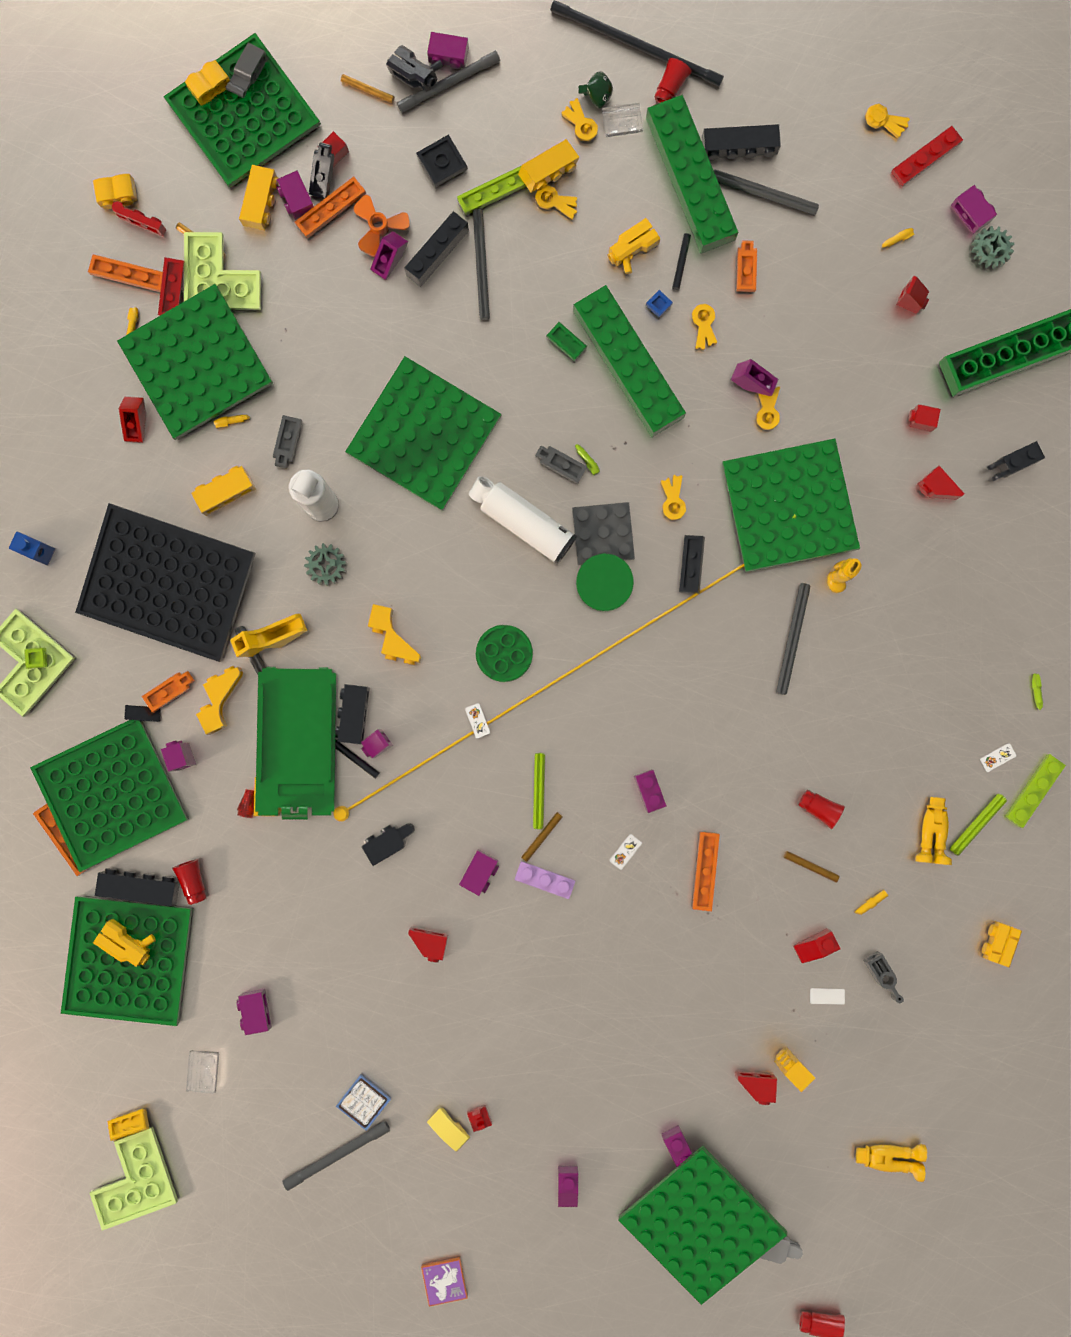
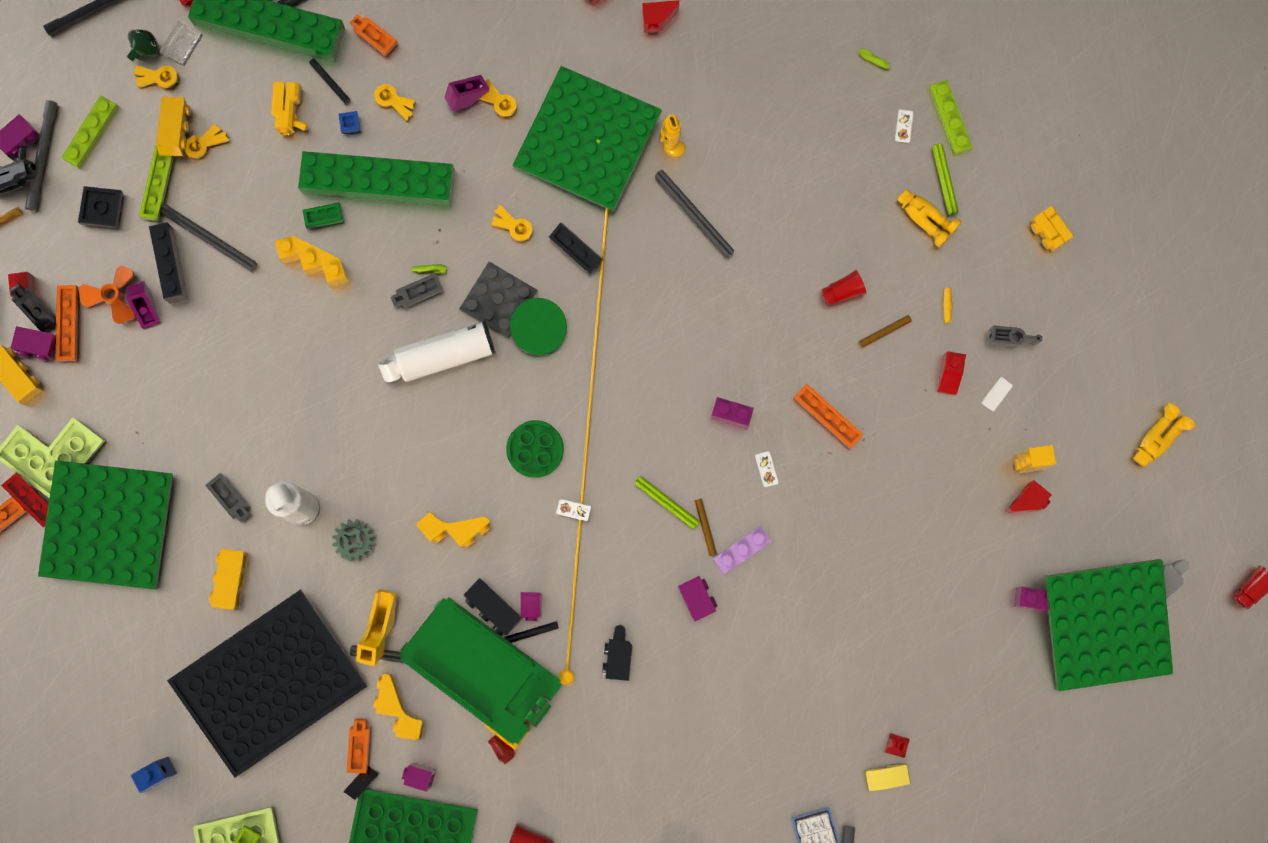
camera: 55 degrees left, 5 degrees down
(132, 418) = (112, 611): red slope -> none
(133, 319) = (29, 551): yellow piece -> none
(225, 421) = (173, 536): yellow piece -> none
(423, 433) = (308, 383): green plate -> none
(429, 943) = (726, 681): red slope -> none
(496, 104) = (89, 131): none -> lime plate
(523, 360) = (312, 259): none -> yellow brick
(567, 1186) = (1003, 712): magenta slope -> none

